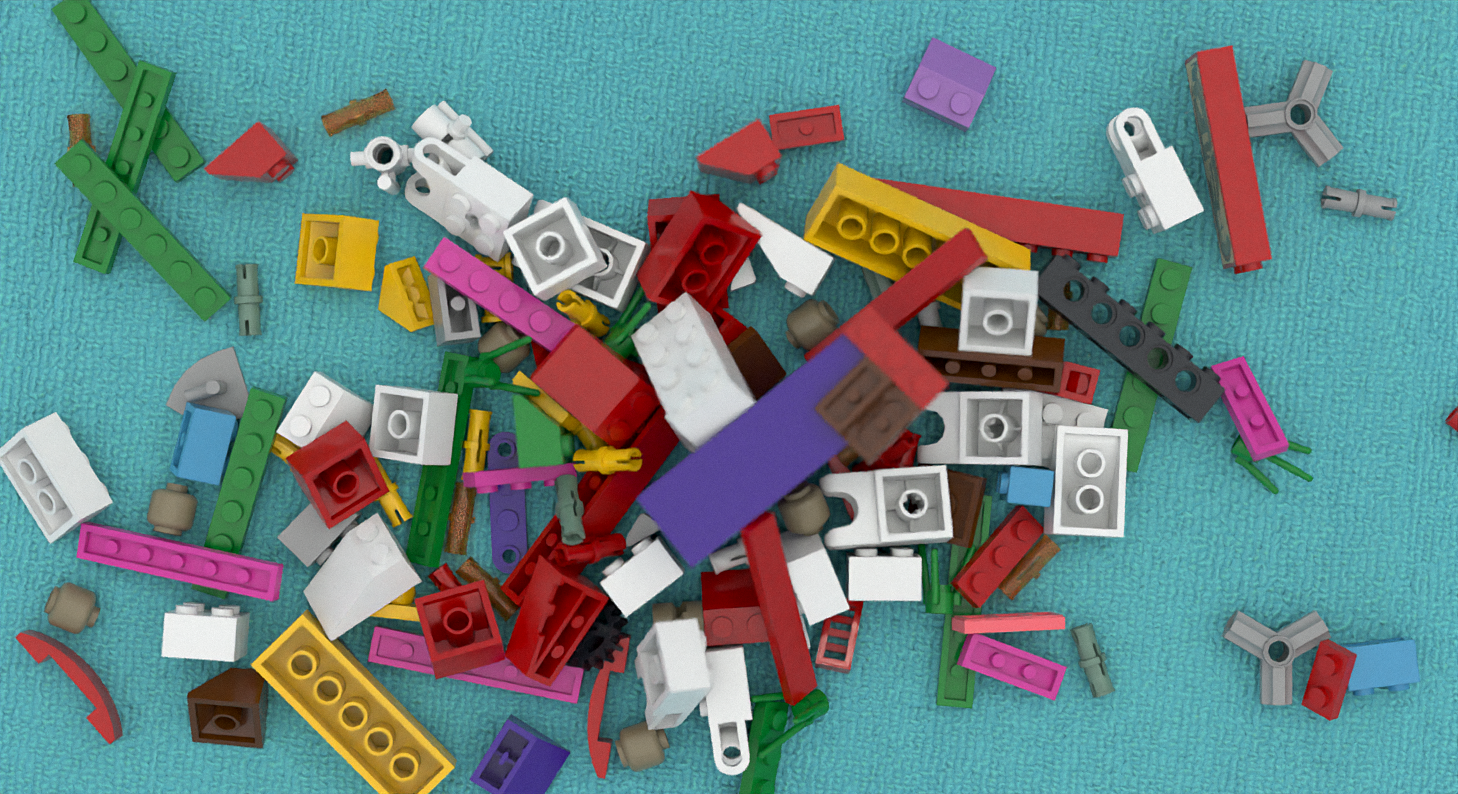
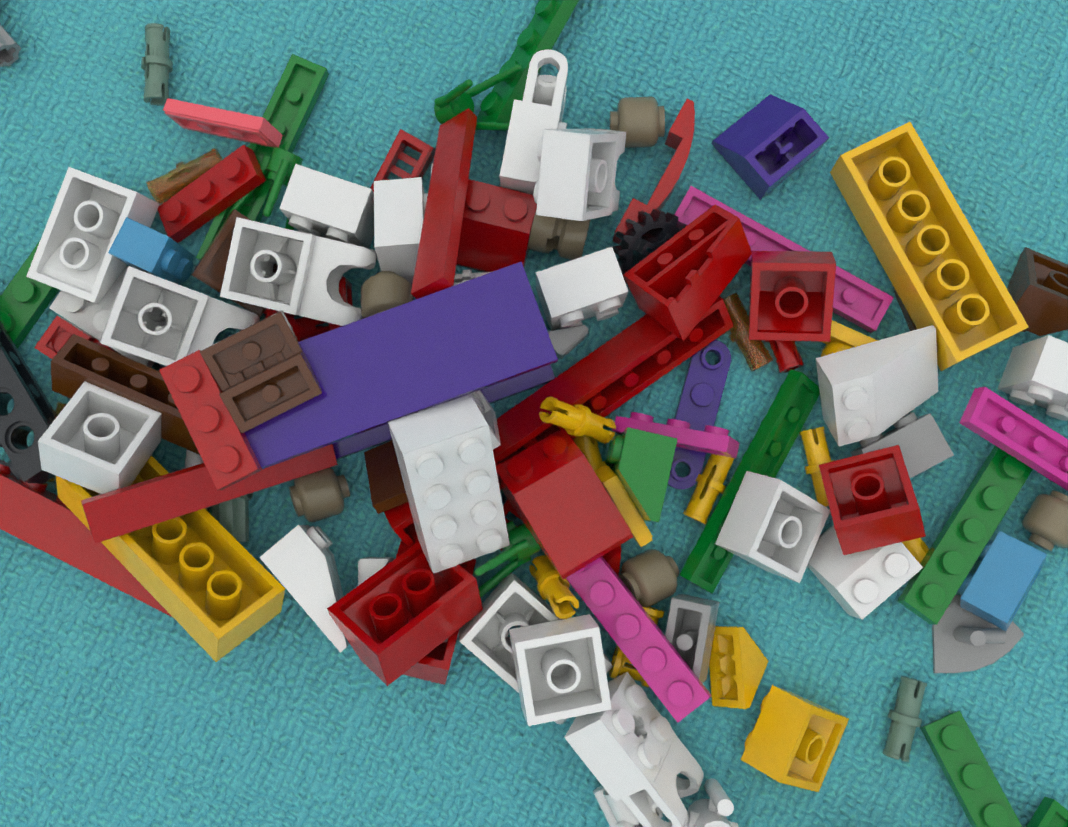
camera: 155 degrees left, 5 degrees down
(460, 519) = (752, 410): clear orange pin -> none
(486, 373) = (676, 555): green plant -> none
(569, 509) = (635, 380): sand green pin -> none
(590, 550) = (627, 332): red pin -> none
(743, 156) = (321, 702): red slope -> none
(806, 127) = (253, 705): red plate -> none
(949, 84) = (89, 698): medium lavender slope -> none
(1011, 665) = (236, 80): dark pink plate -> none

